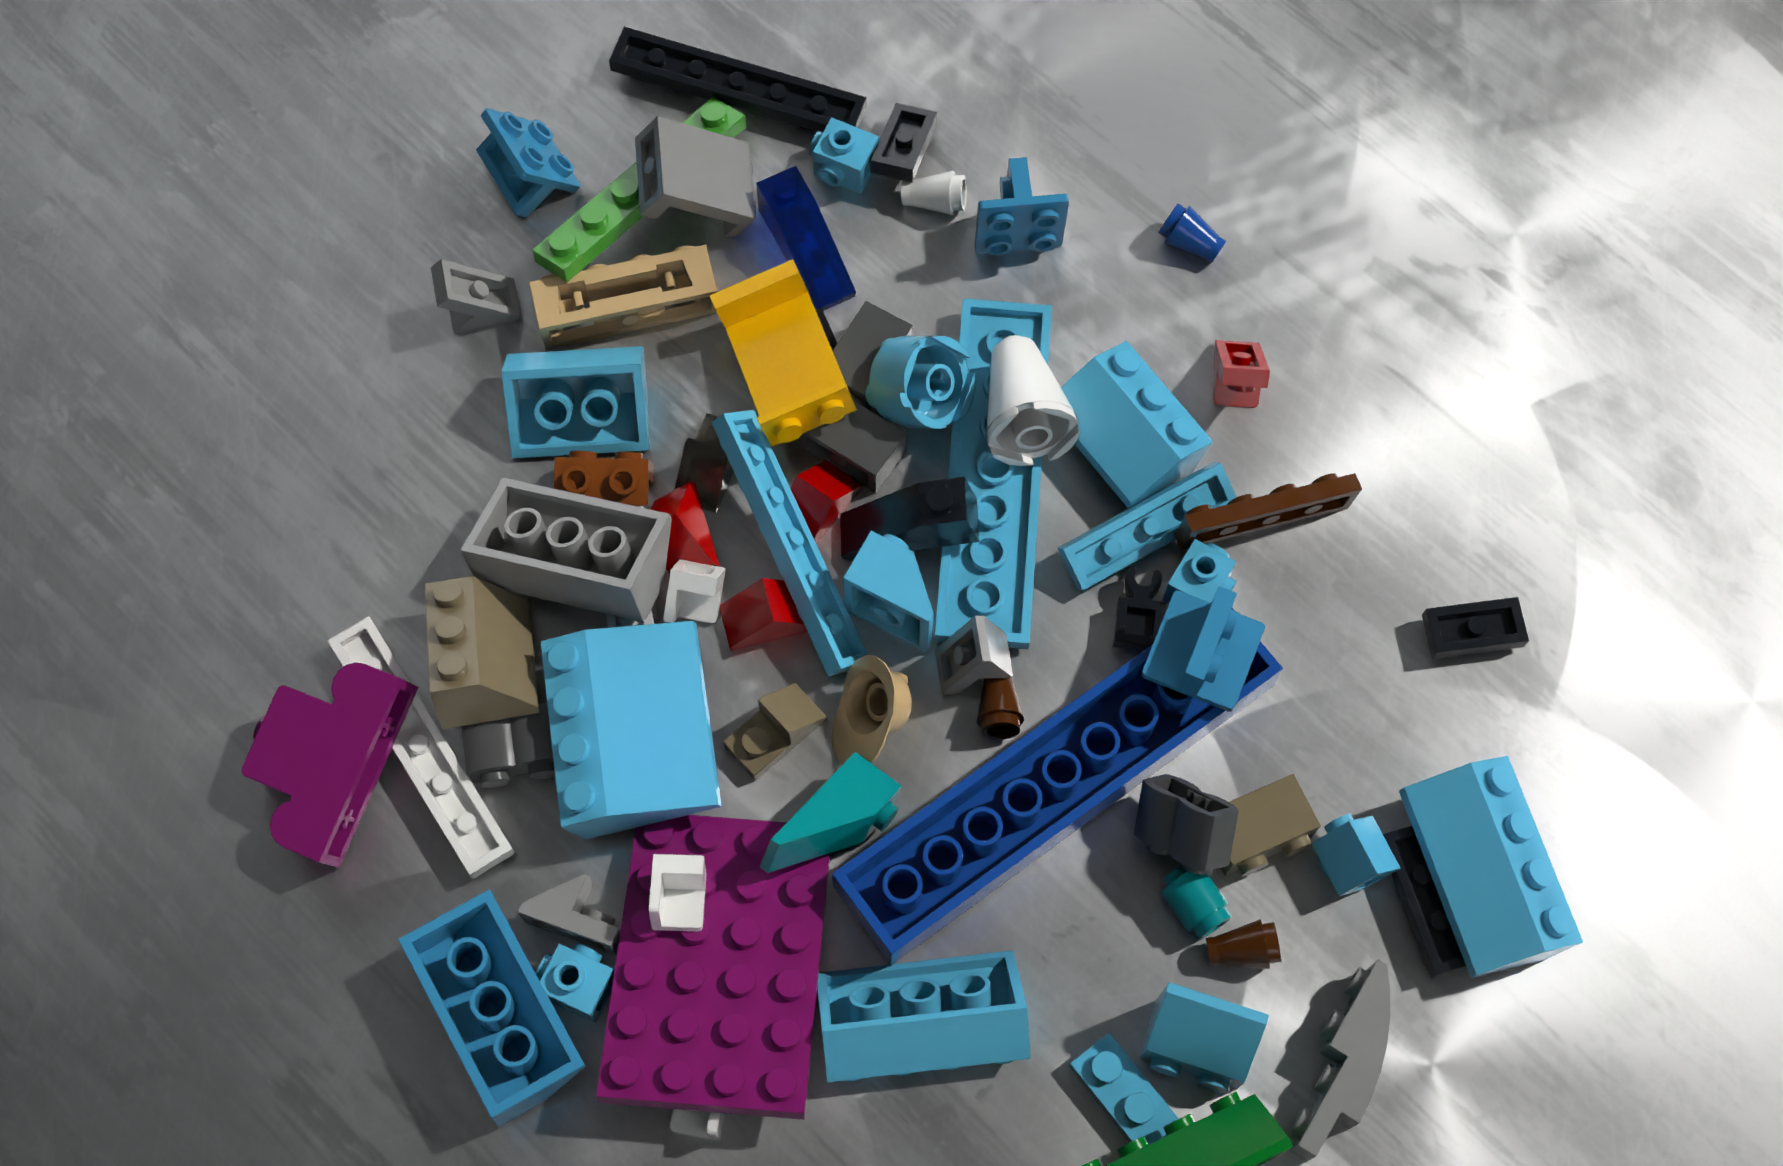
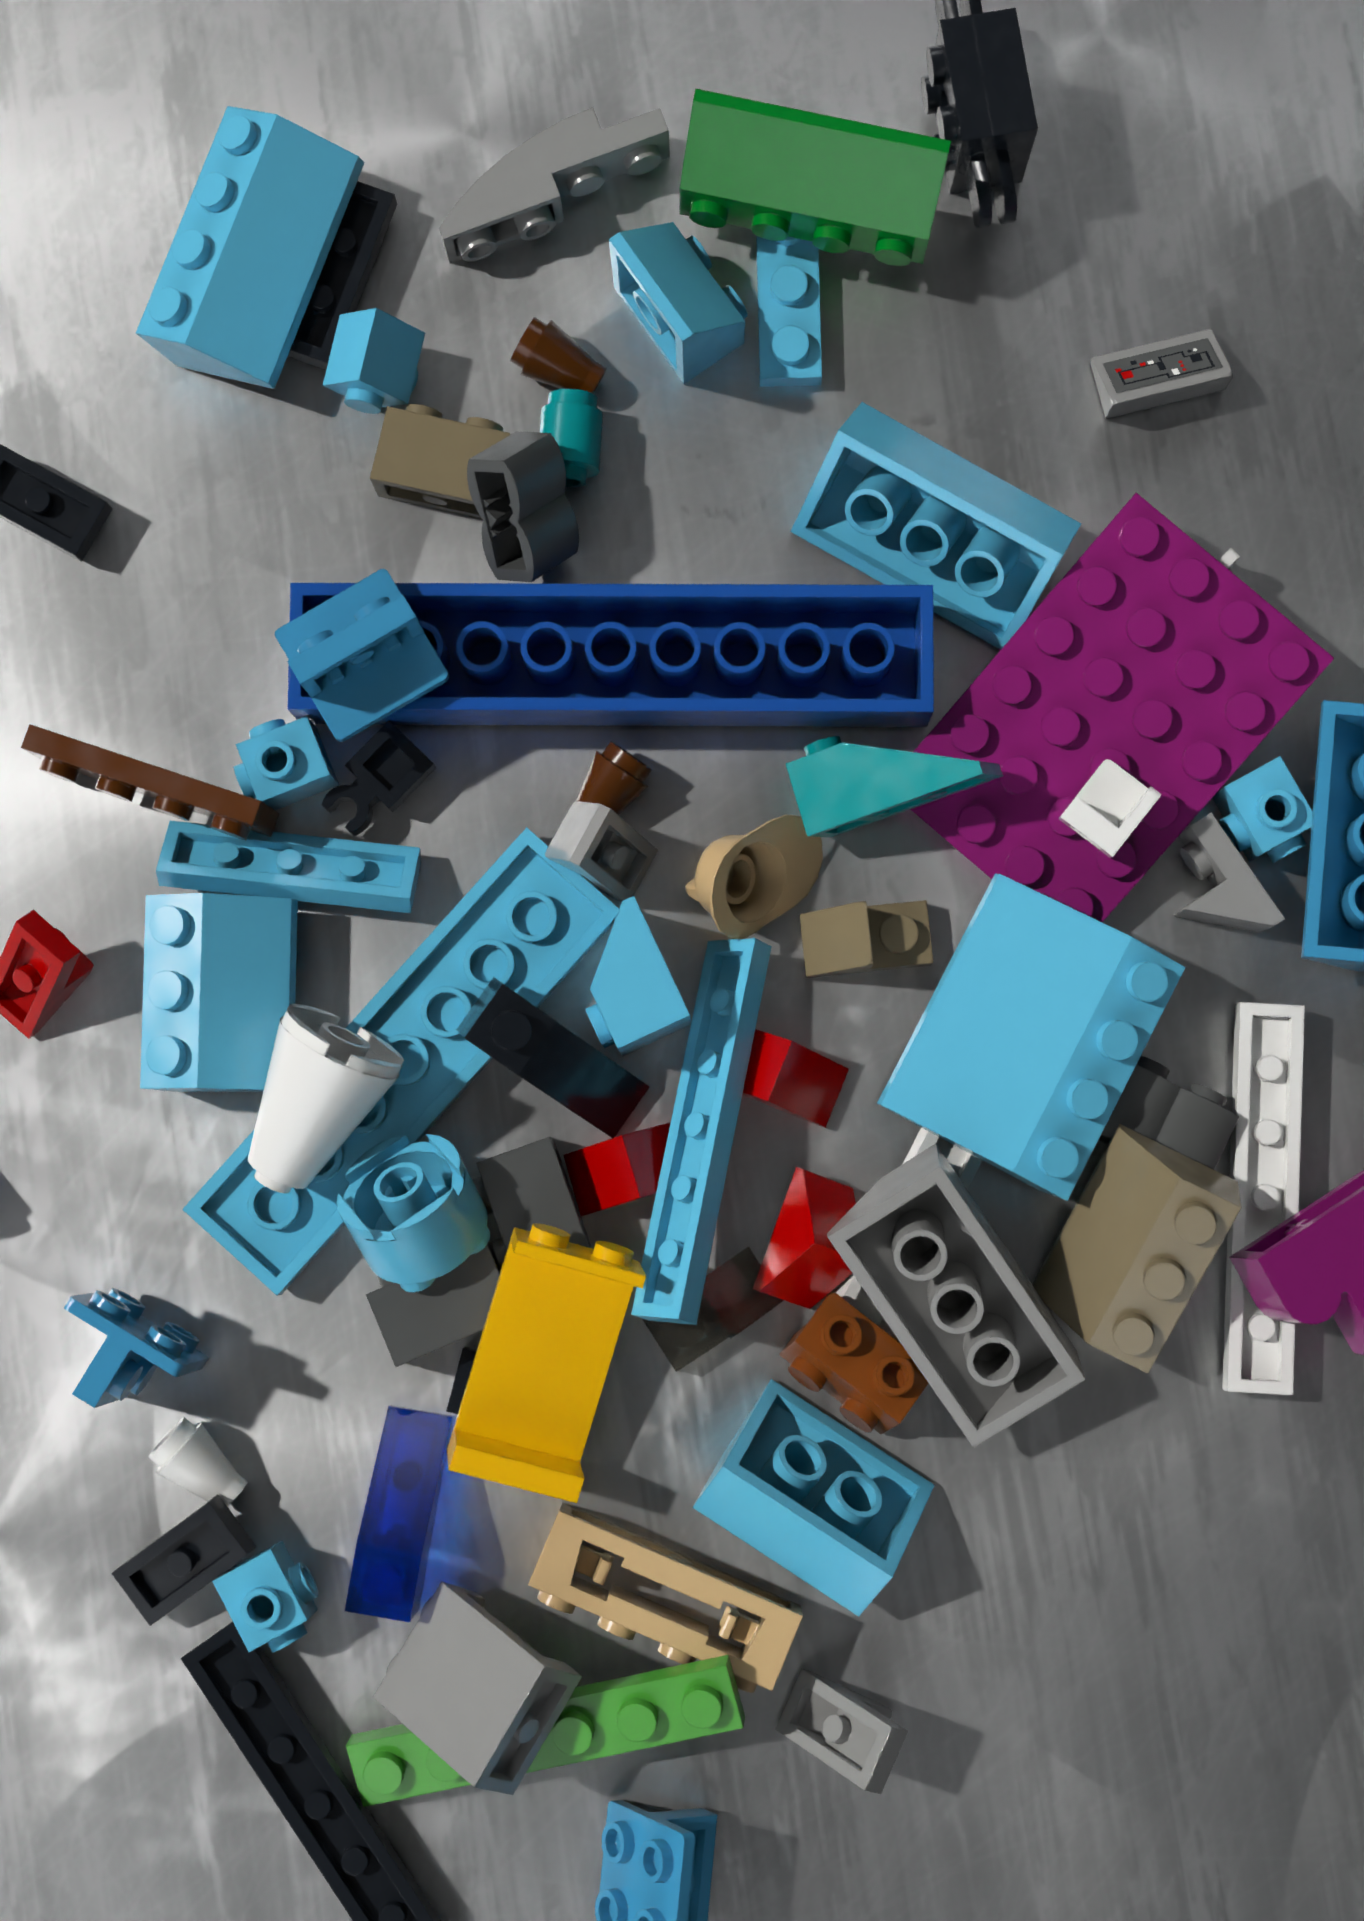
camera: 135 degrees left, 15 degrees up
(694, 592) = (845, 1155): white panel -> none

